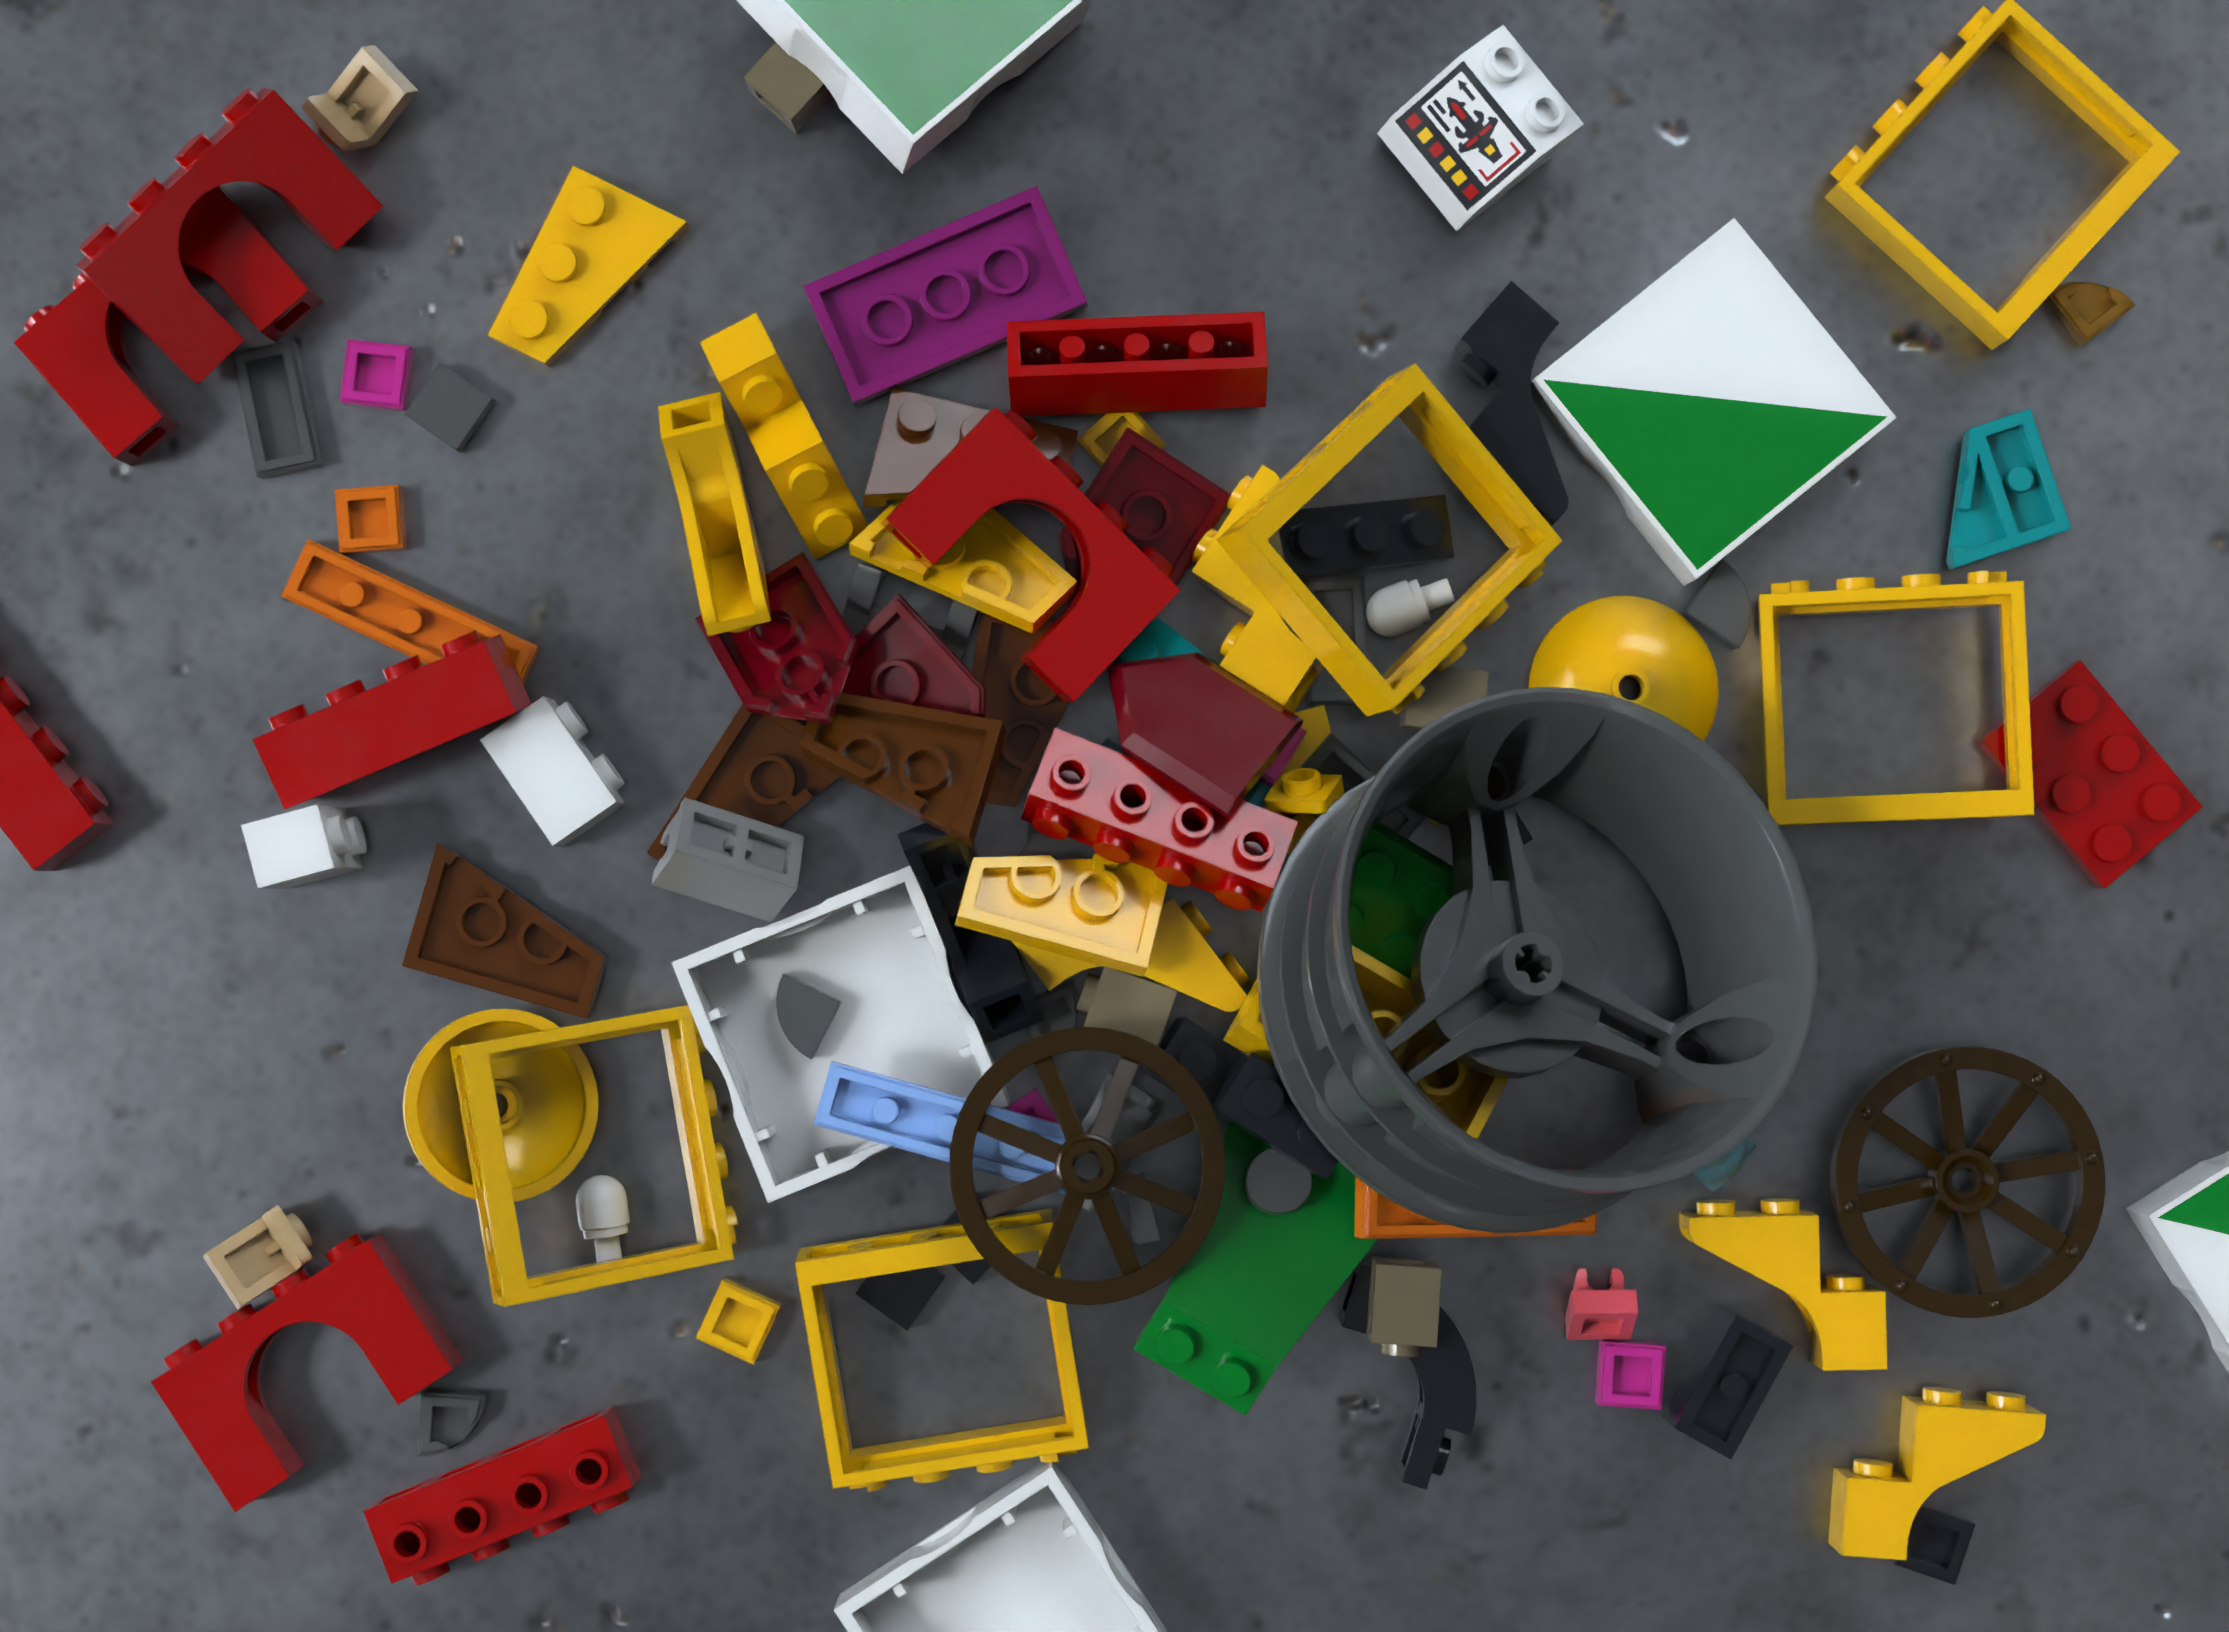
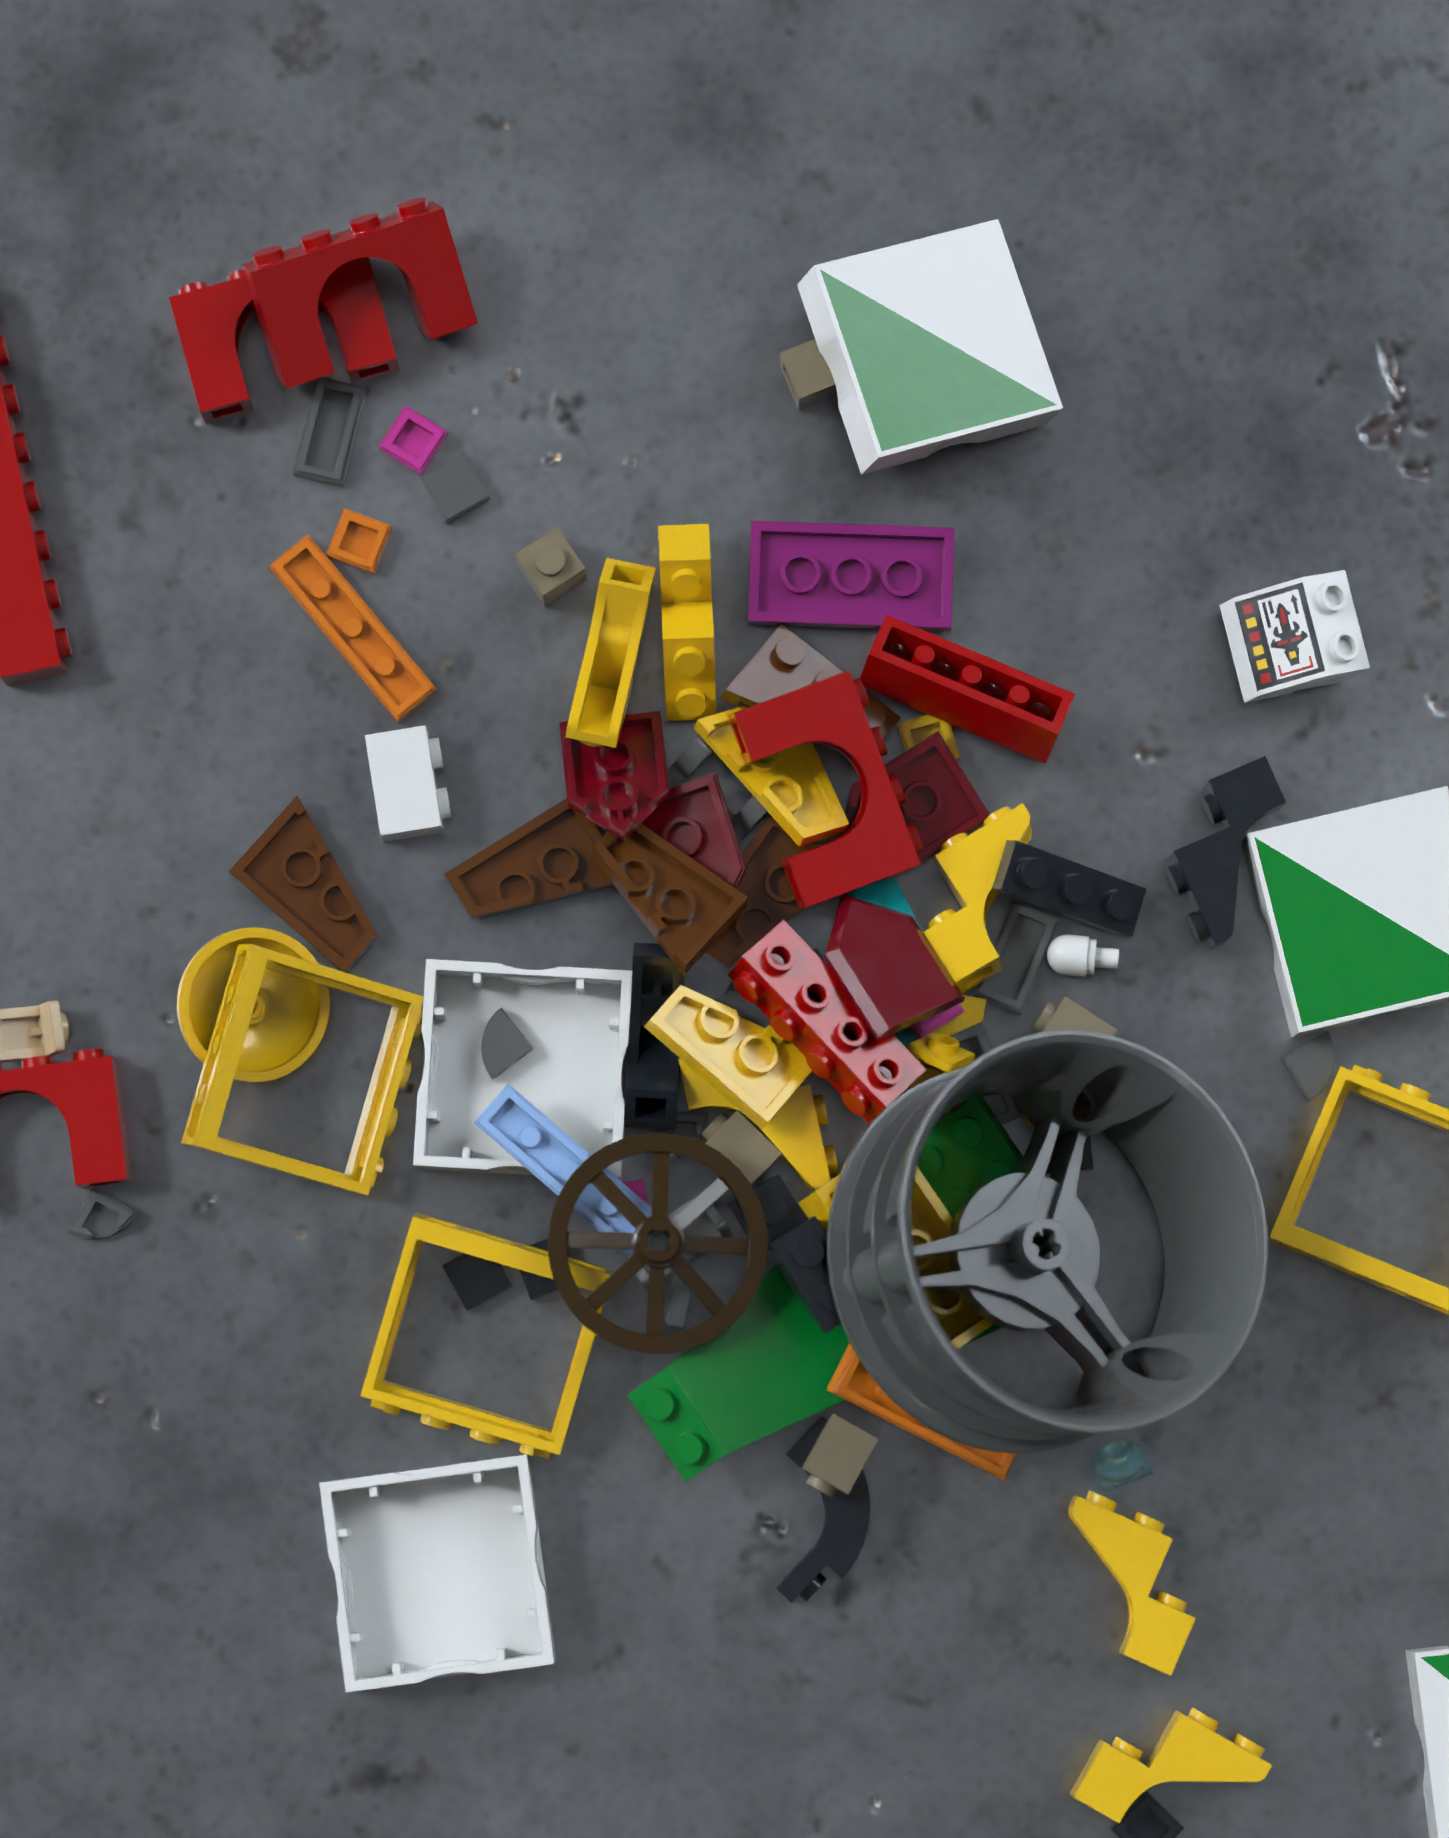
camera: 25 degrees right, 5 degrees down
(304, 846) = (203, 752): white brick -> none
(361, 101) = (497, 241): tan bracket -> none
(391, 721) = (308, 691): red brick -> none
(502, 1496) = (118, 1290): red brick -> none
(579, 262) = (599, 427): yellow wing -> none
(600, 445) = (551, 566): none -> dark tan brick
(603, 1214) = (286, 1120): white cylinder -> none
(729, 860) = (502, 906): light grey hinge -> none
(738, 1321) = (346, 1246): yellow tile -> none
(1276, 1183) = (787, 1324): dark grey tile -> none
(1477, 477) = (1173, 882): yellow window -> none
(1601, 1313) = (980, 1537): coral tile -> none
(1630, 1374) = (981, 1596): dark pink tile -> none
(1634, 639) = (1244, 1066): yellow dish -> none
(1727, 1382) = (1049, 1632): black panel -> none
(1985, 1176) = (1310, 1573): dark brown wheel -> none

